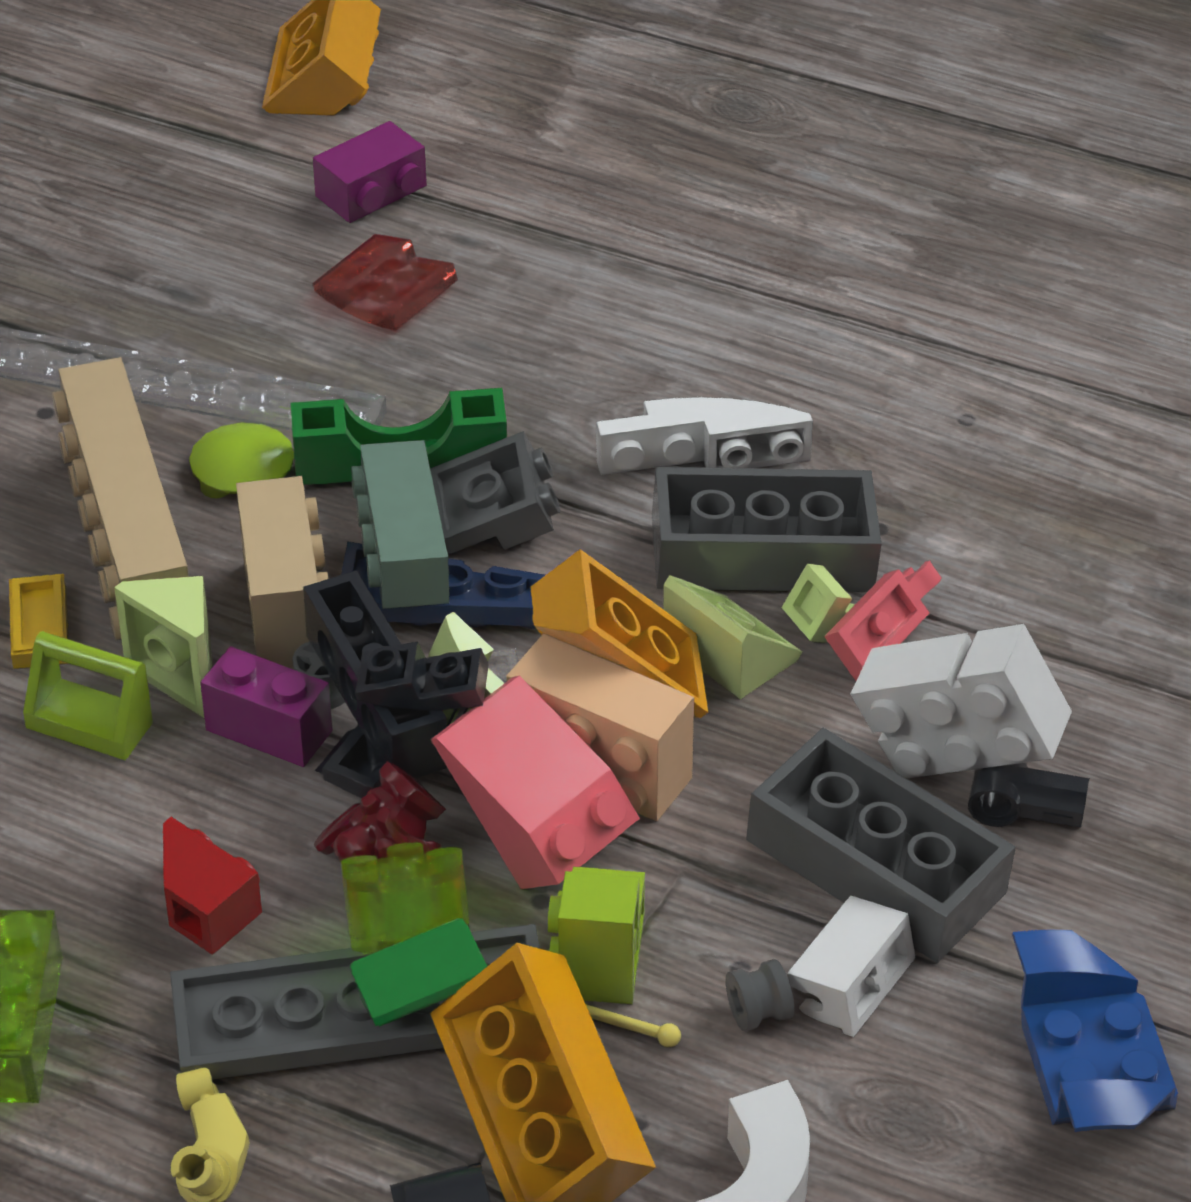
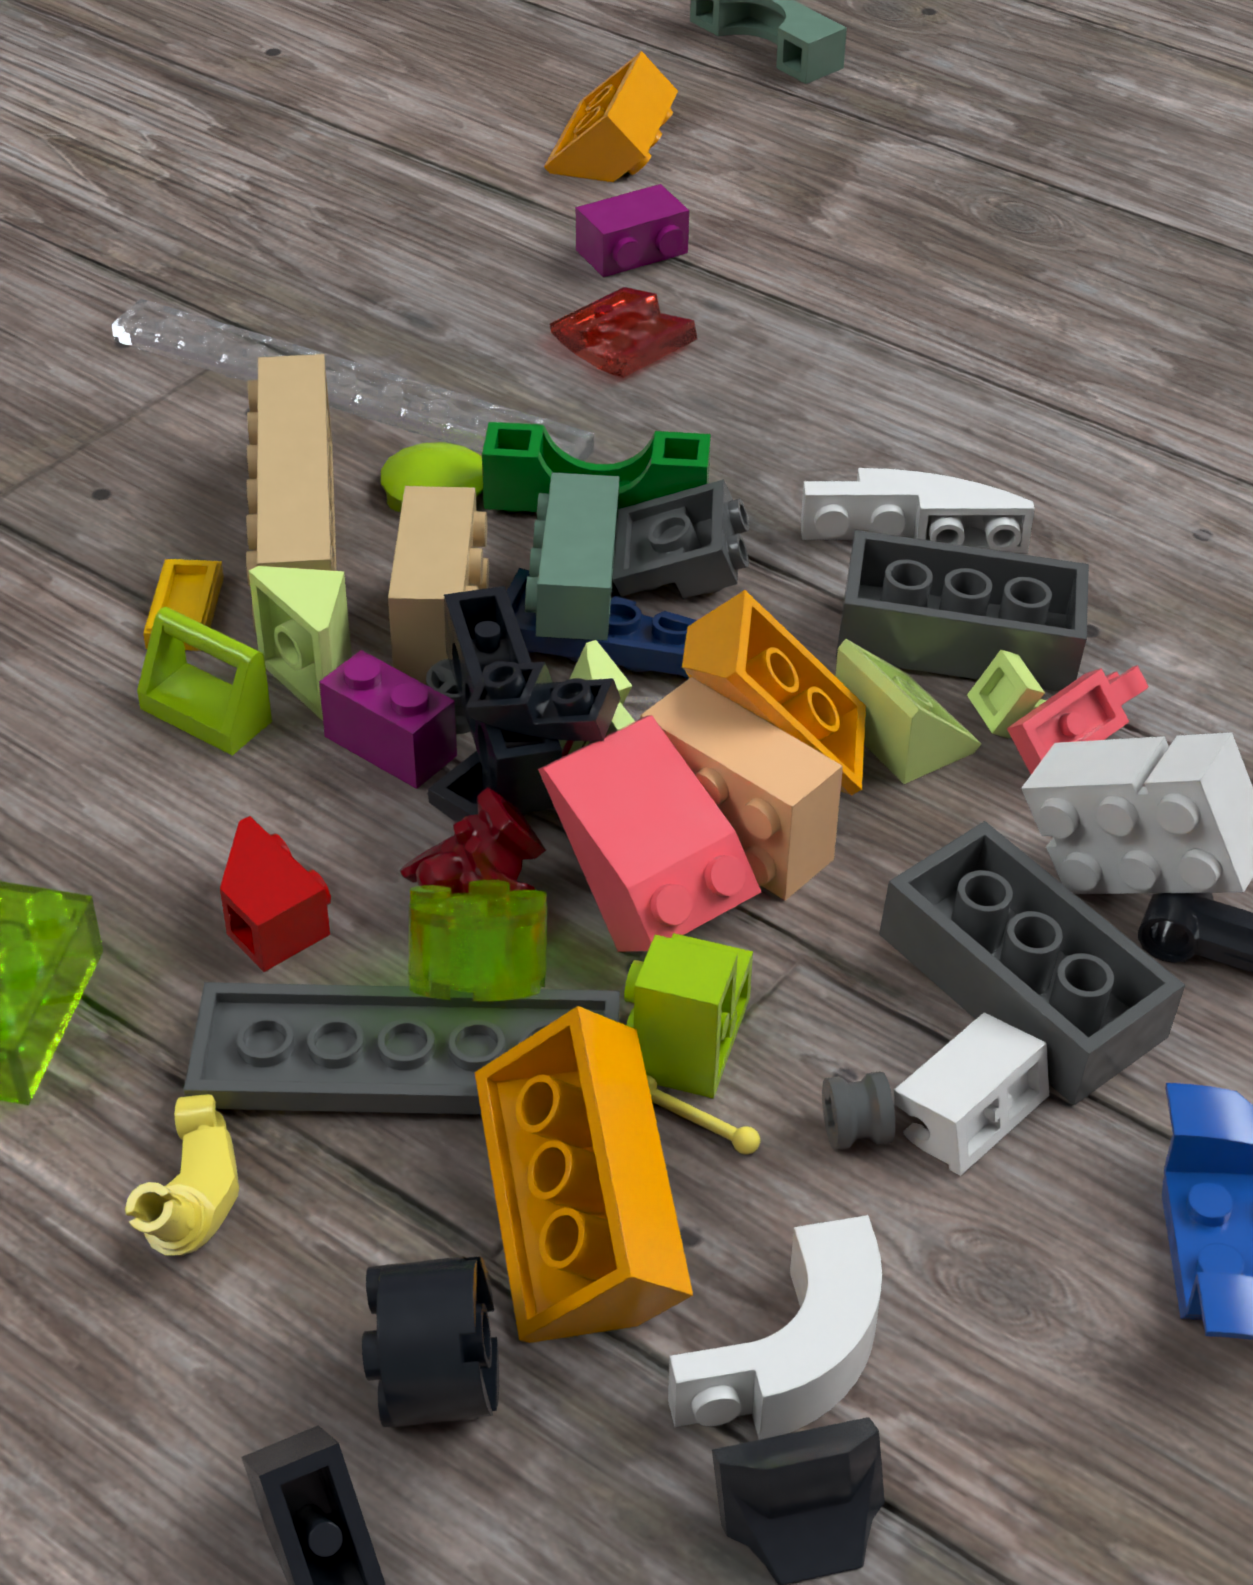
camera: 10 degrees right, 0 degrees up
(417, 971) = (467, 1023): green slope -> none

